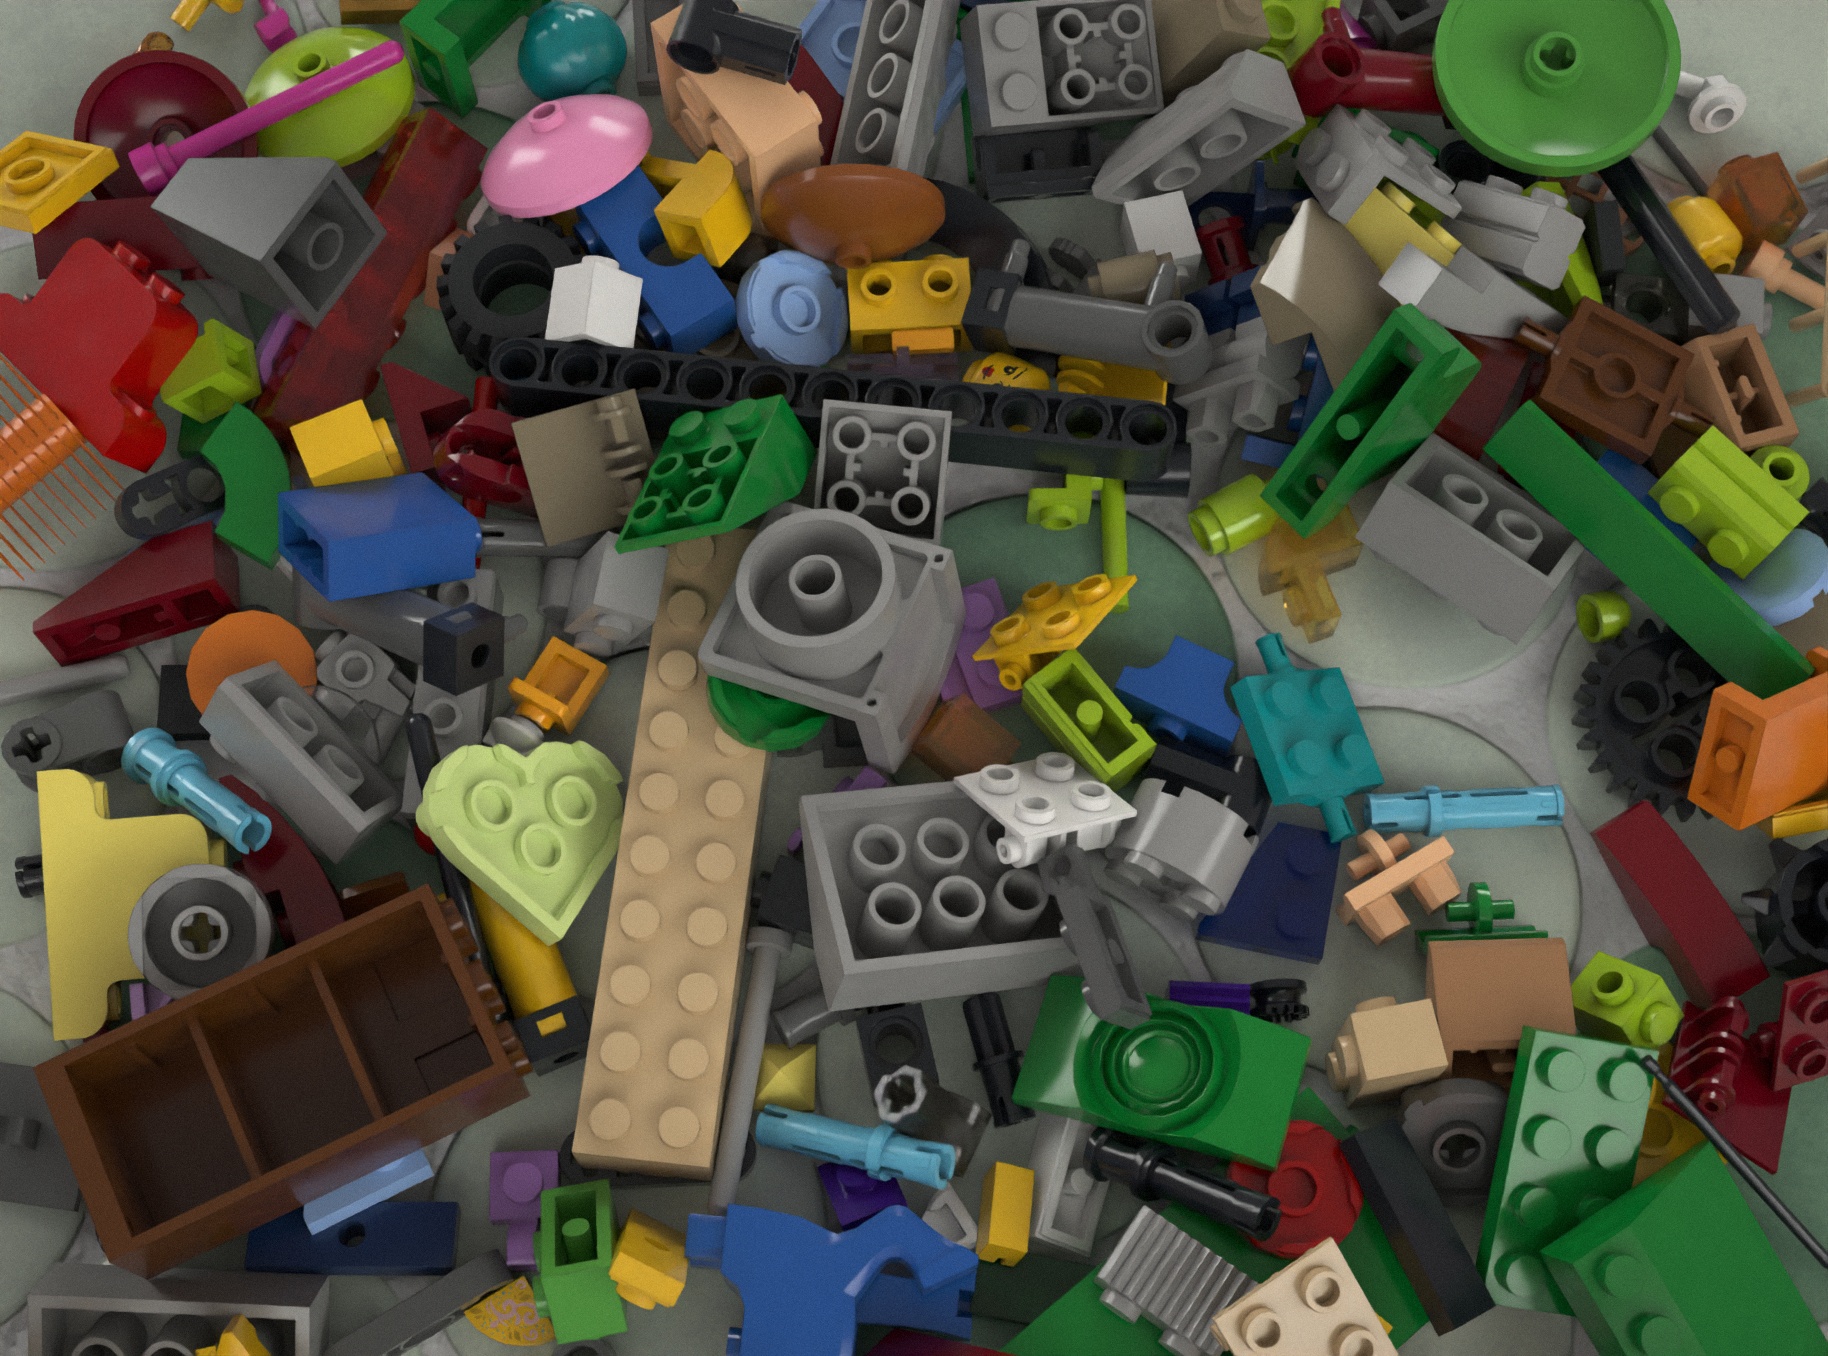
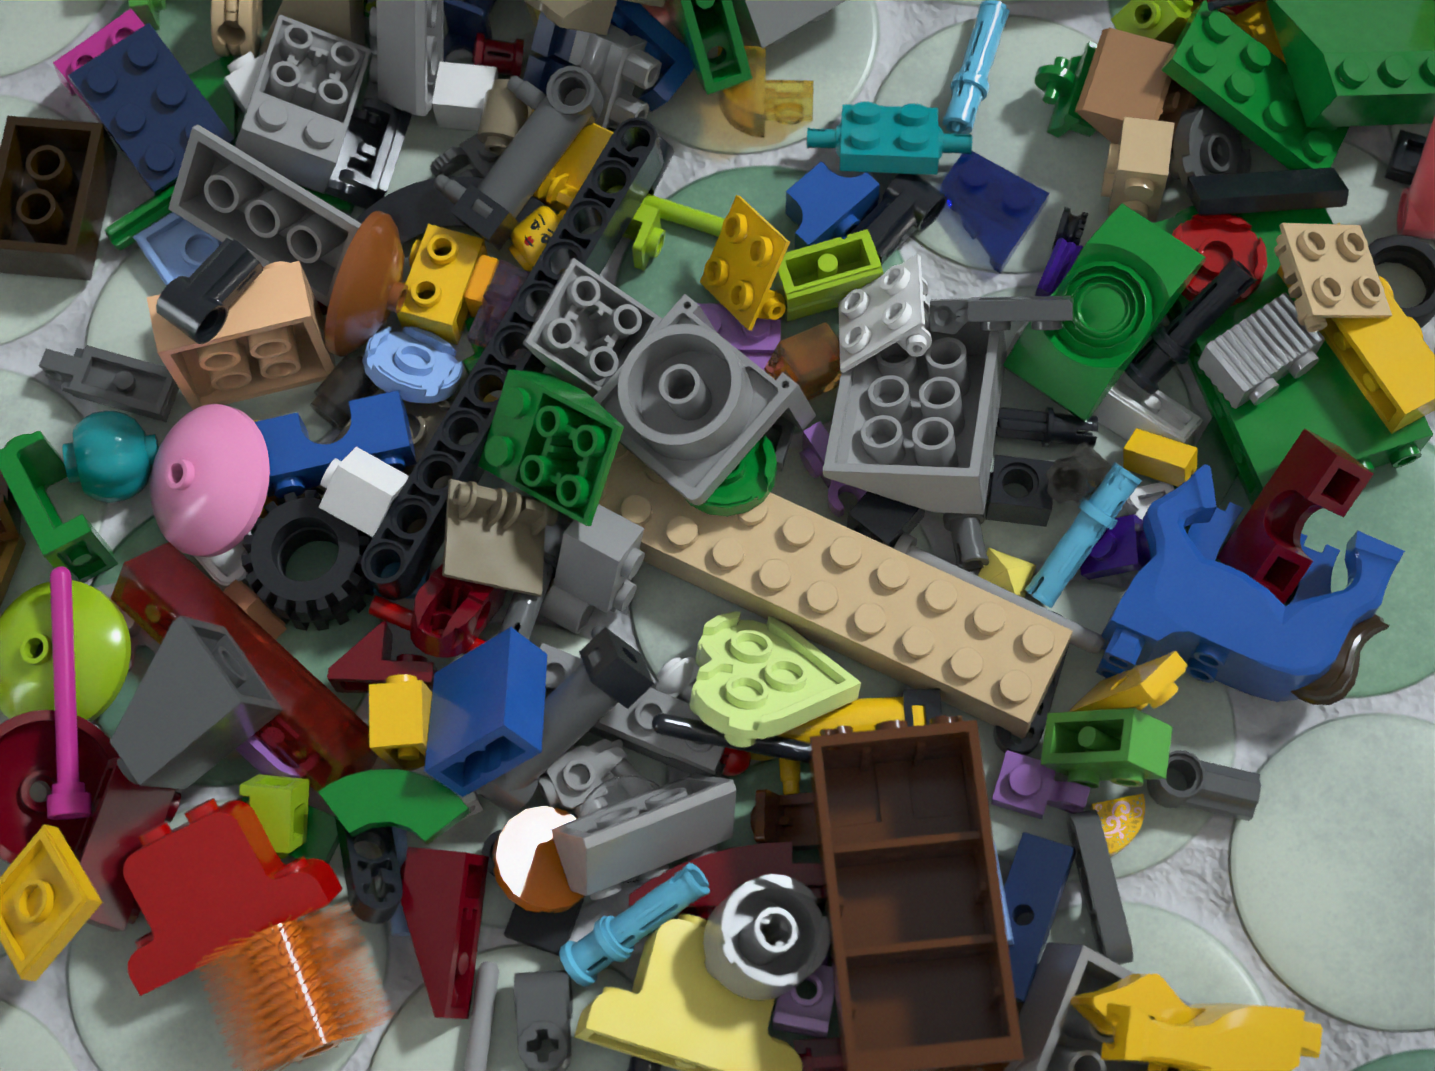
camera: 65 degrees left, 0 degrees up
(558, 687) = (648, 632): light orange bracket -> none
(700, 206) = (304, 386): yellow brick -> none
(1181, 850) = (952, 243): light grey brick -> none
(1232, 517) = (703, 126): lime brick -> none
(1373, 901) = (1021, 144): light nougat hips -> none

